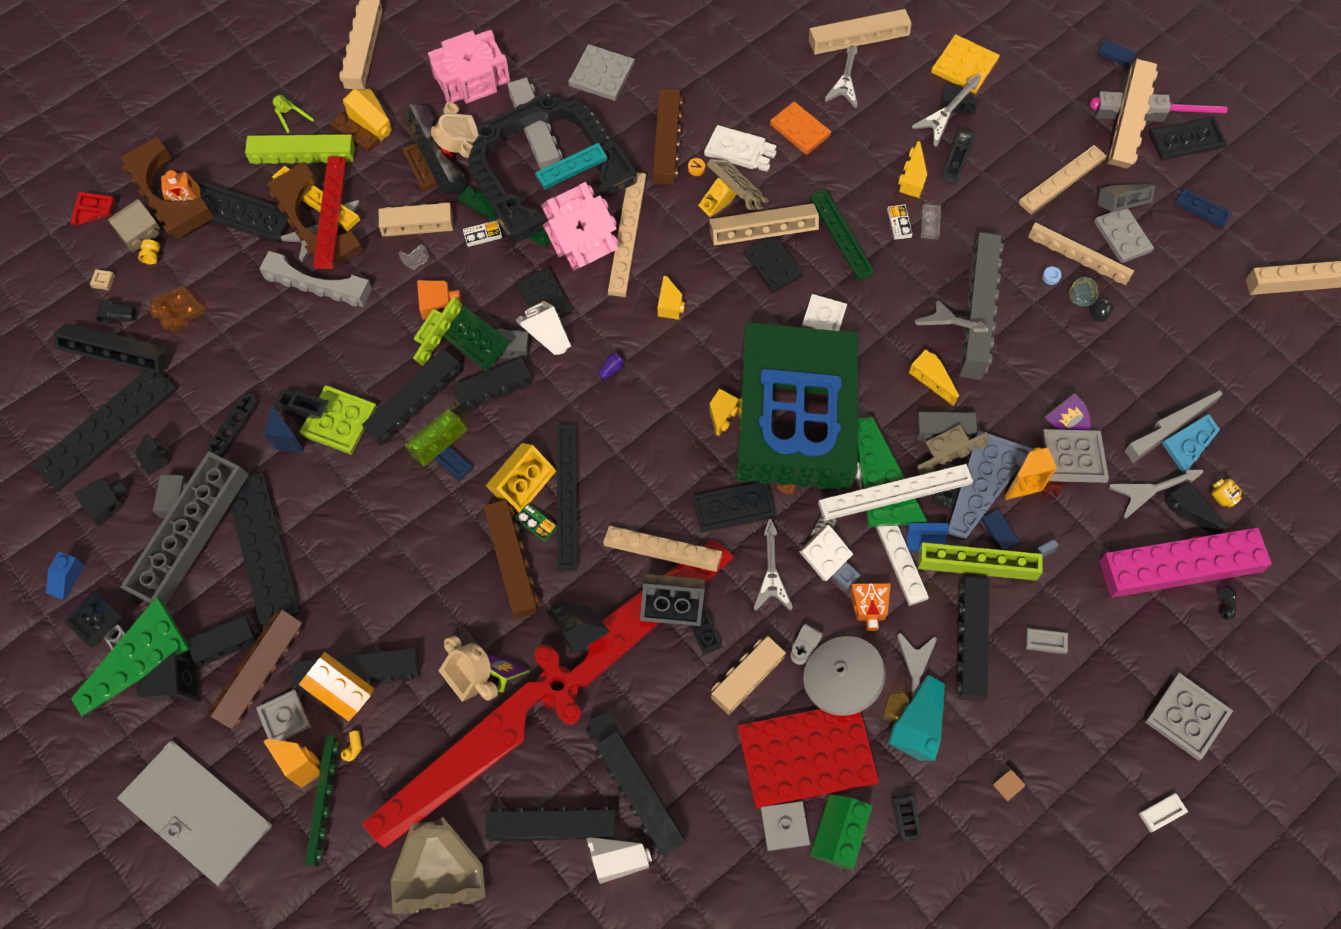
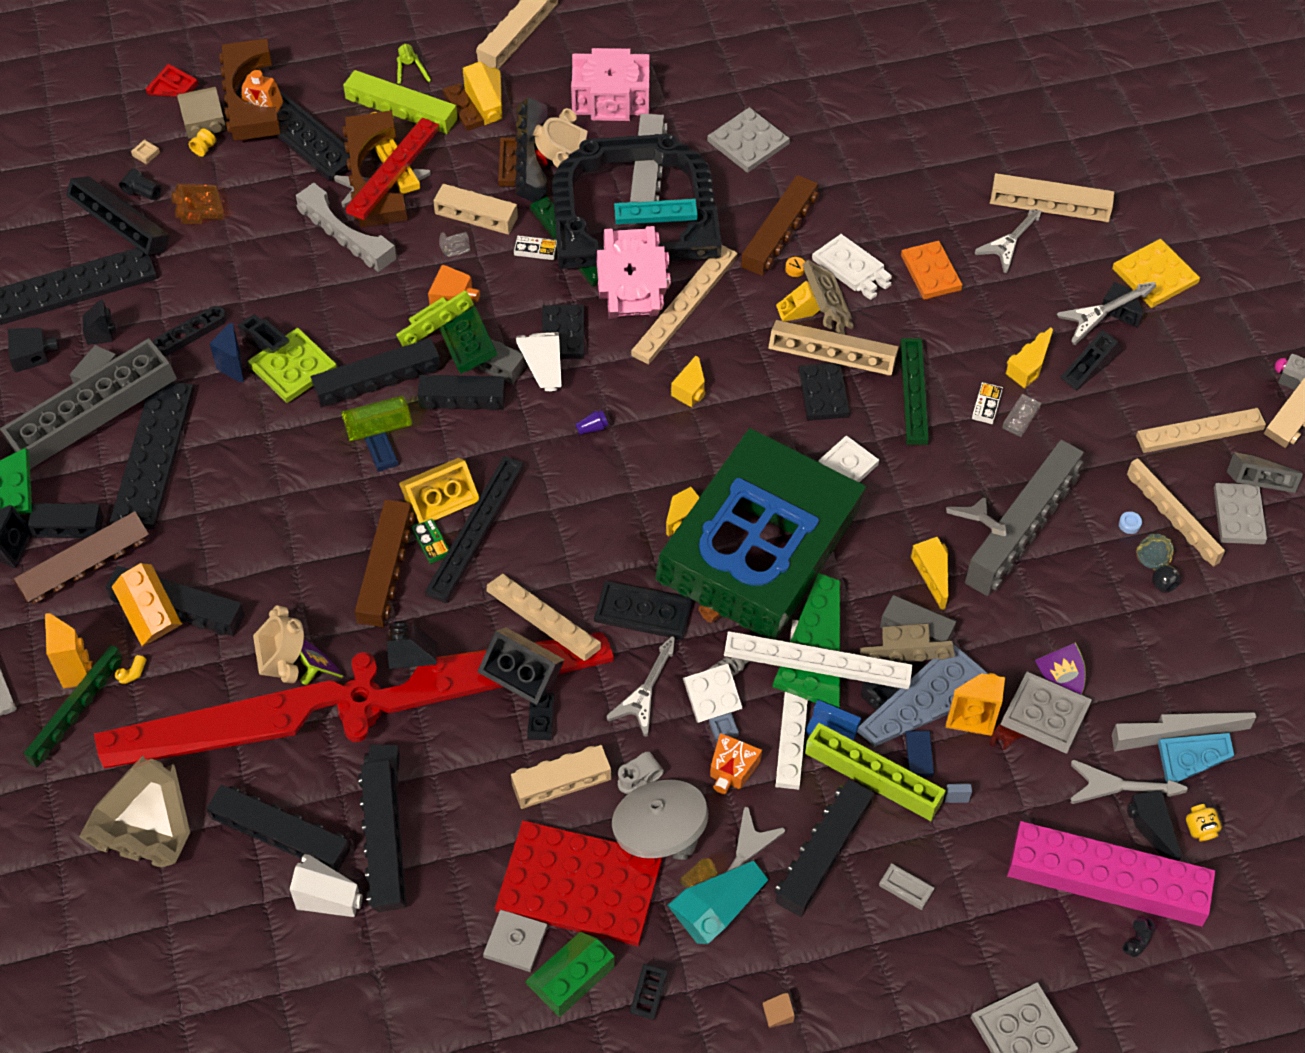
camera: 25 degrees right, 10 degrees down
(283, 716) = (85, 612): light grey plate -> none

